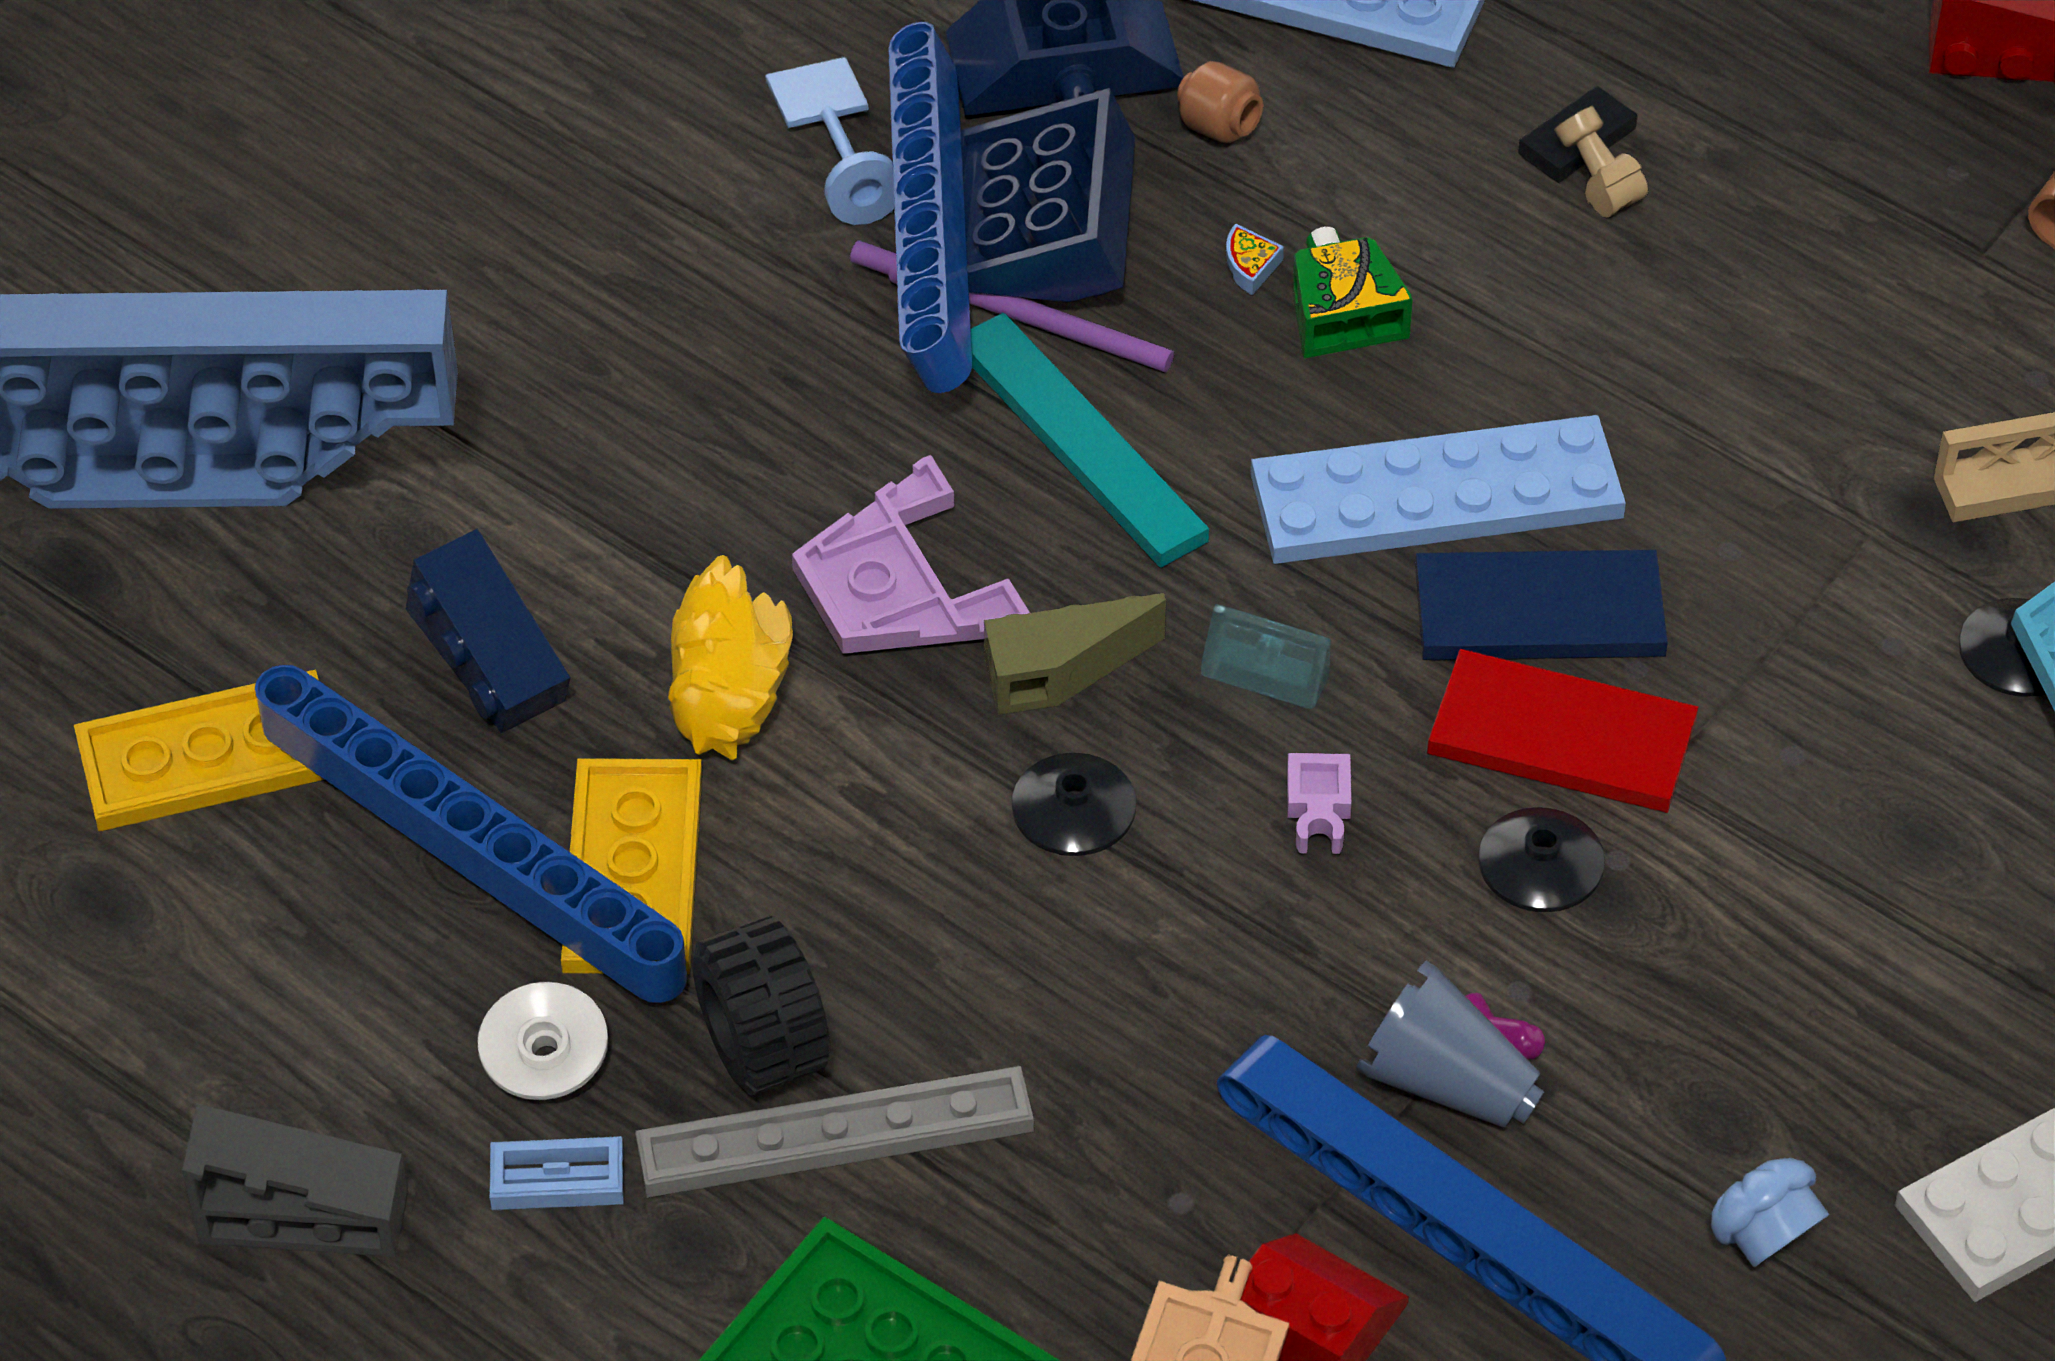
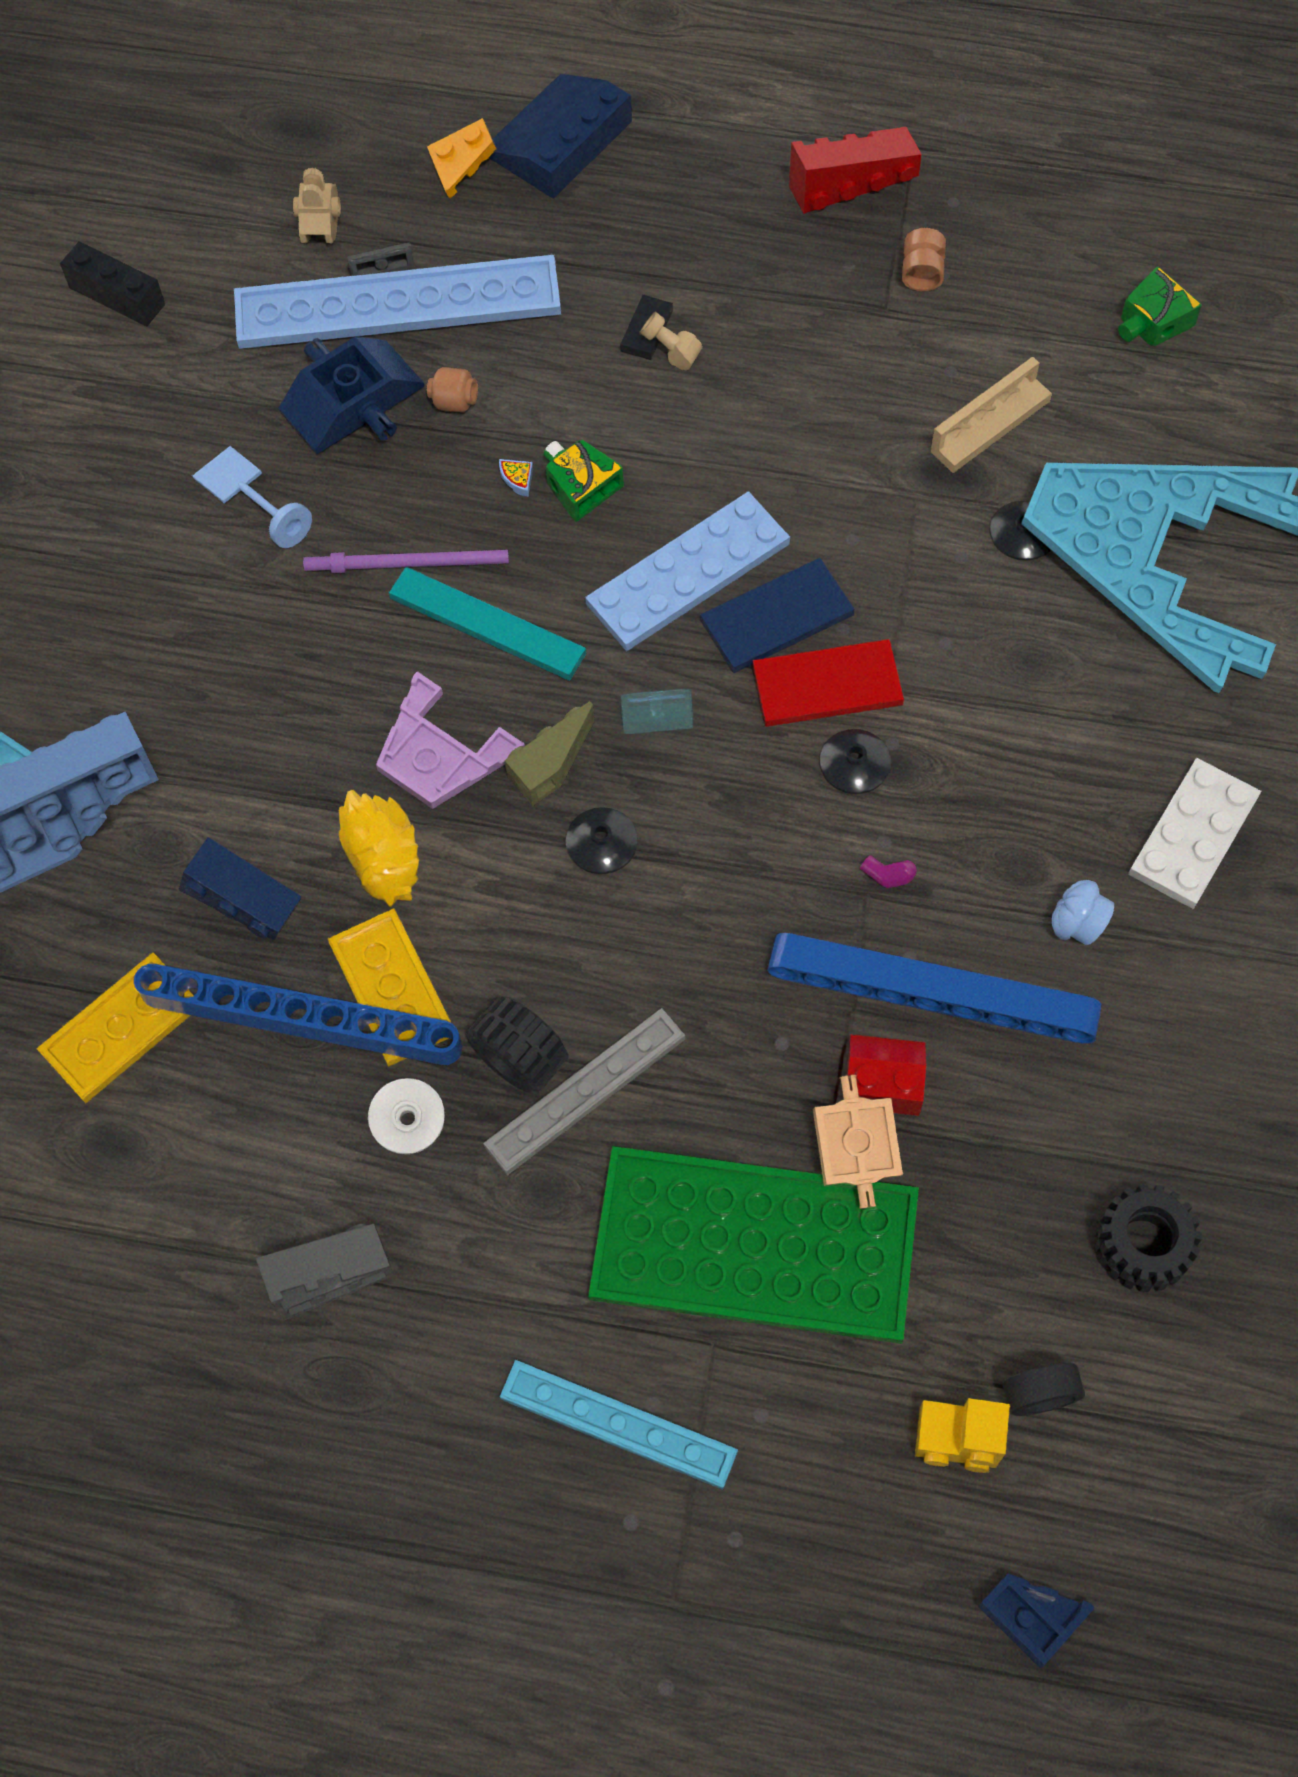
camera: 25 degrees left, 15 degrees up
(556, 1182) = (459, 1199): light blue tile -> none
(929, 209) = (337, 524): blue beam -> none
(1049, 200) = (390, 493): dark blue slope -> none
(1319, 796) = (728, 777): lavender plate -> none
(1451, 1054) = (877, 899): sand blue cone -> none

